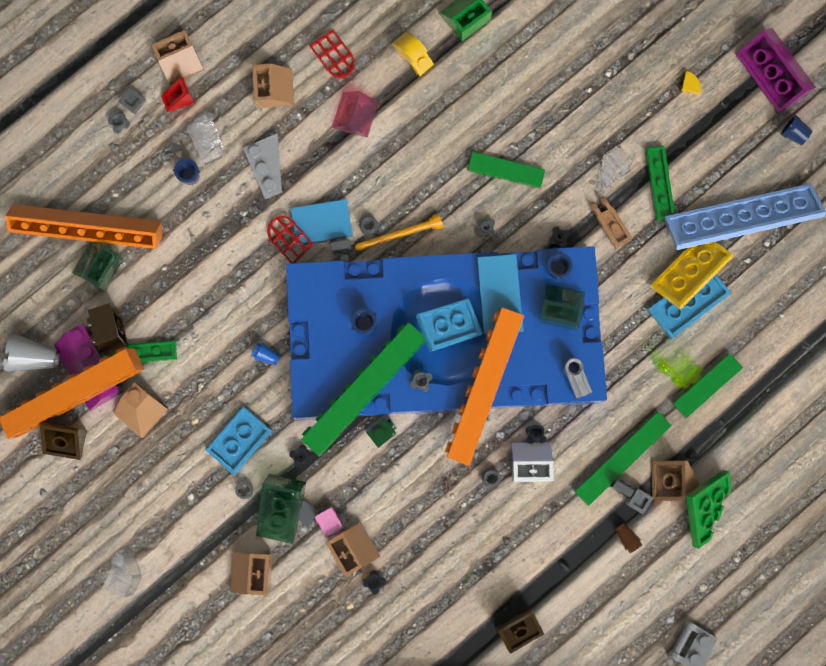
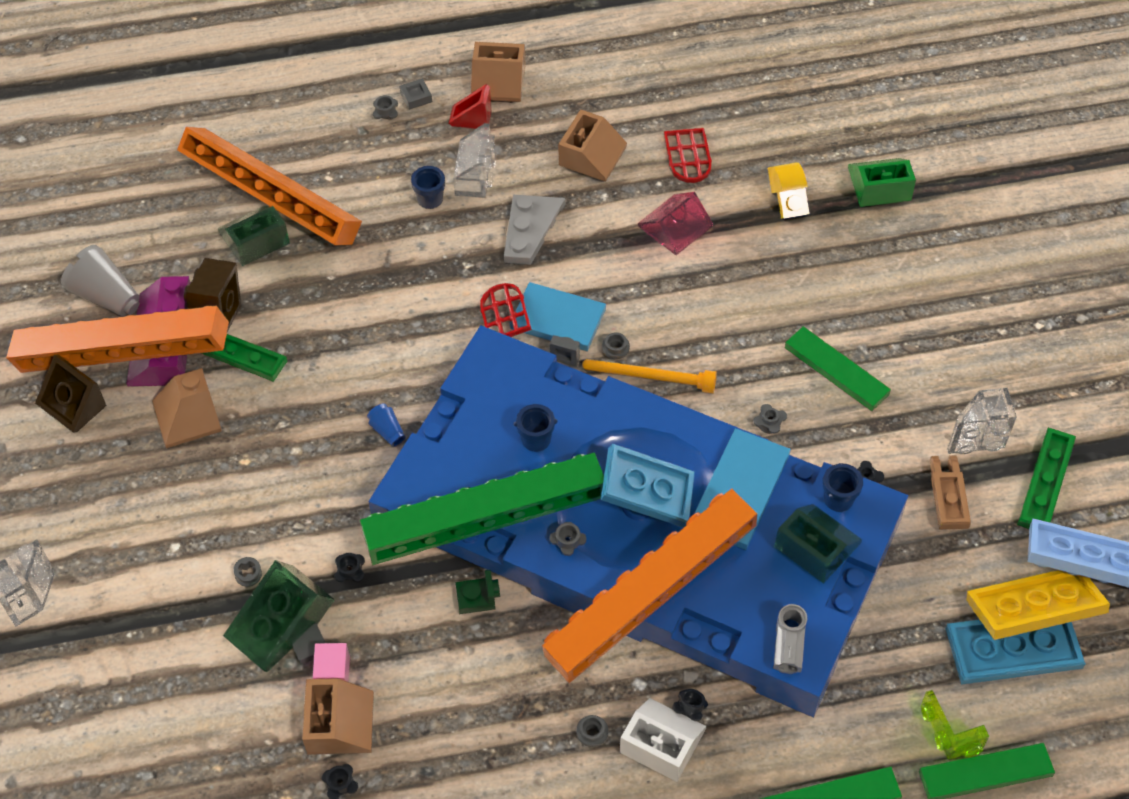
camera: 25 degrees right, 25 degrees down
(238, 440) = (283, 509): dark azure tile -> none
(251, 573) = (185, 676): medium nougat slope -> none

